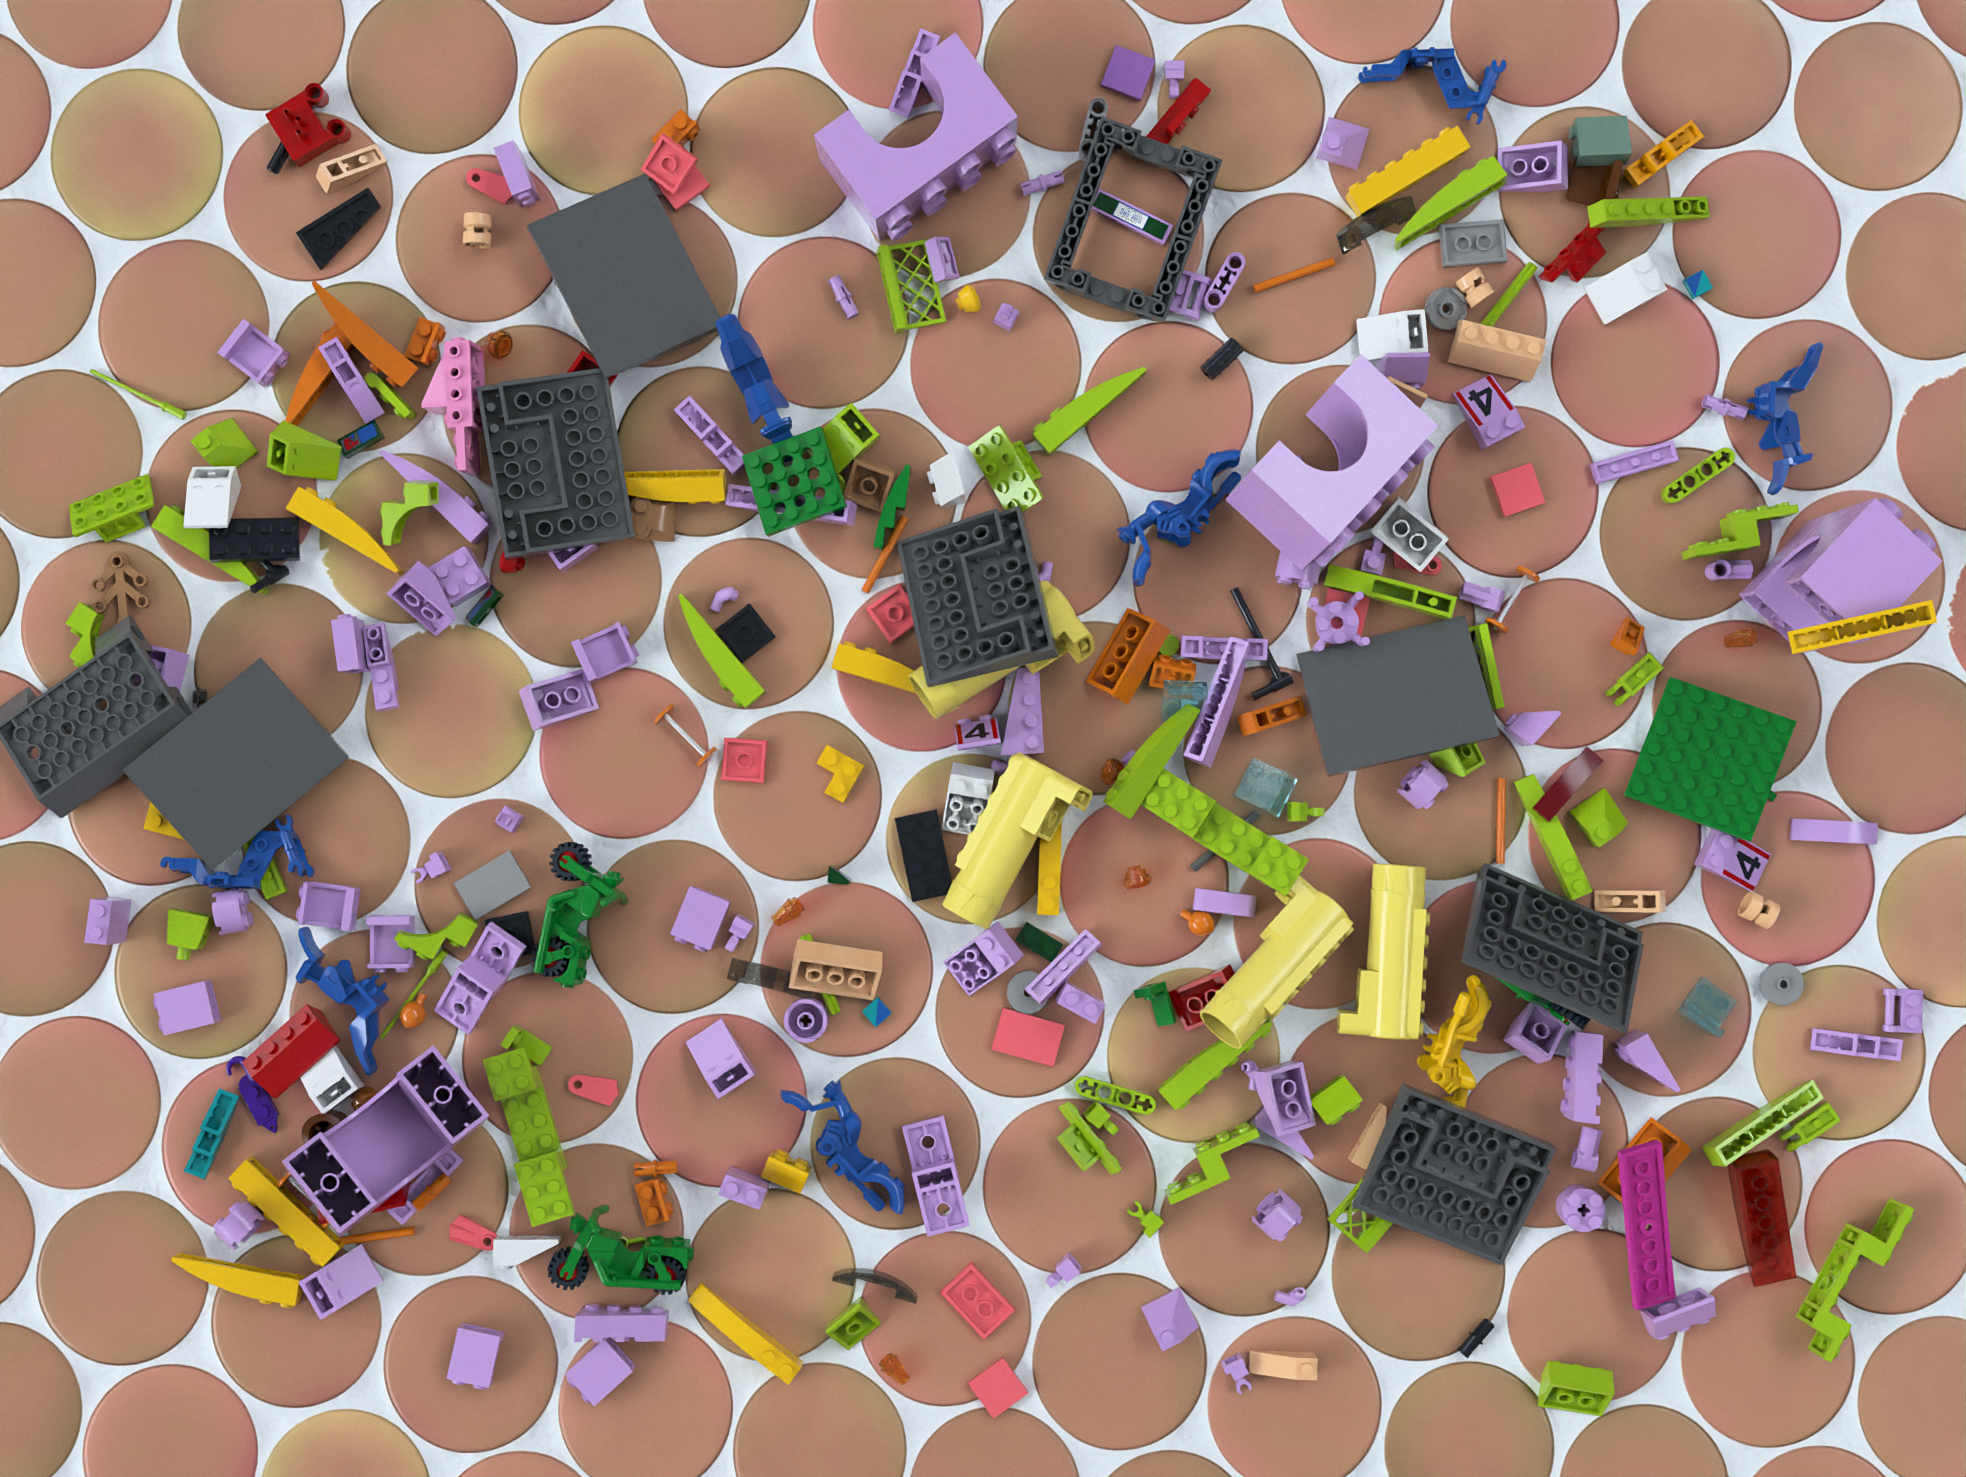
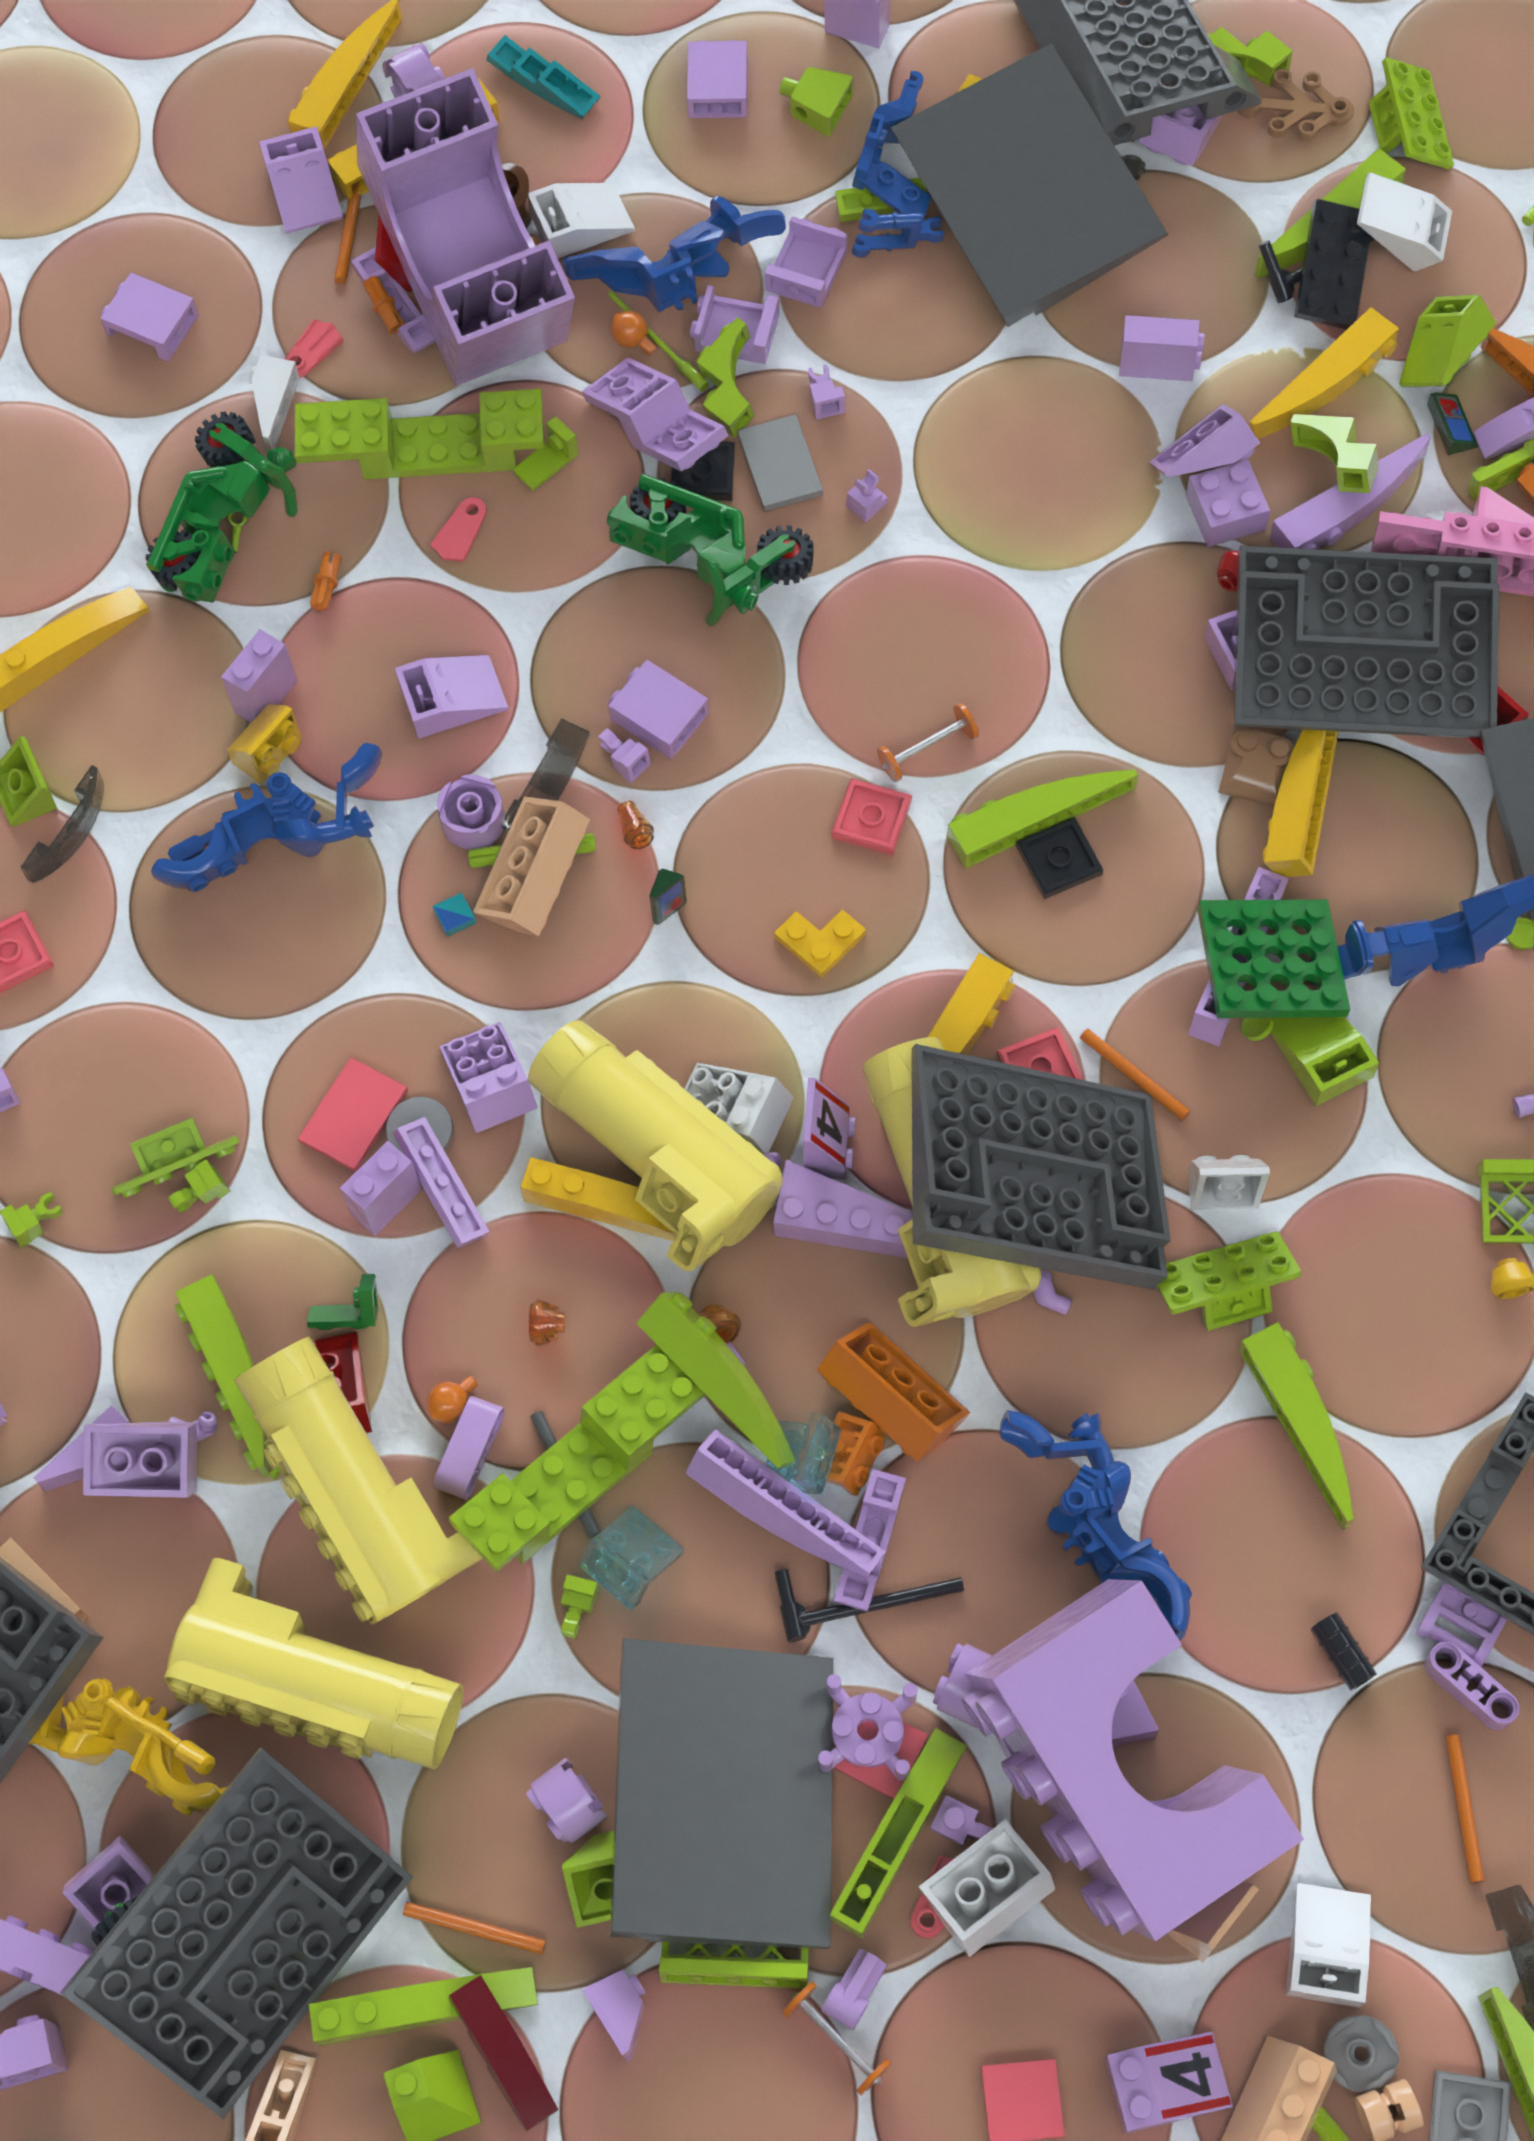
camera: 110 degrees right, 20 degrees down
(224, 444) = (1476, 256): lime slope -> none
(231, 911) = (830, 146): lavender brick -> none
(256, 1098) = (578, 136): dark purple plate -> none
(291, 1050) = (624, 180): red slope -> none
(382, 667) = (1126, 387): lavender slope -> none
(484, 606) = (1176, 528): dark green slope -> none
(558, 699) = (1021, 592): lavender slope -> none
(600, 1371) = (75, 458): lavender brick -> none
(605, 652) = (1074, 663): lavender panel -> none
(621, 1323) = (128, 491): lavender wedge -> none
(654, 1201) = (280, 572): orange bracket -> none
(711, 435) = (1370, 869): lavender slope -> none
(721, 596) = (1121, 835): lavender arm -> none
(869, 483) = (1249, 1071): medium nougat slope -> none
(895, 500) = (1215, 1103): green slope -> none
(924, 855) = (669, 1027): black plate -> none
(935, 1175) = (192, 933): lavender bracket -> none
(1006, 316) = (1475, 1332): lavender piece -> none
(1039, 942) = (490, 1162): dark green plate -> none
(1113, 1099) = (232, 1220): lime beam -> none
(1170, 645) = (895, 1461): lime piece -> none
(1211, 1162) = (80, 1325): lime bracket -> none
(1271, 716) = (743, 1592): orange slope -> none
(1335, 1099) = (113, 1537): lime slope -> none
(1406, 367) = (1266, 1946): lavender slope -> none

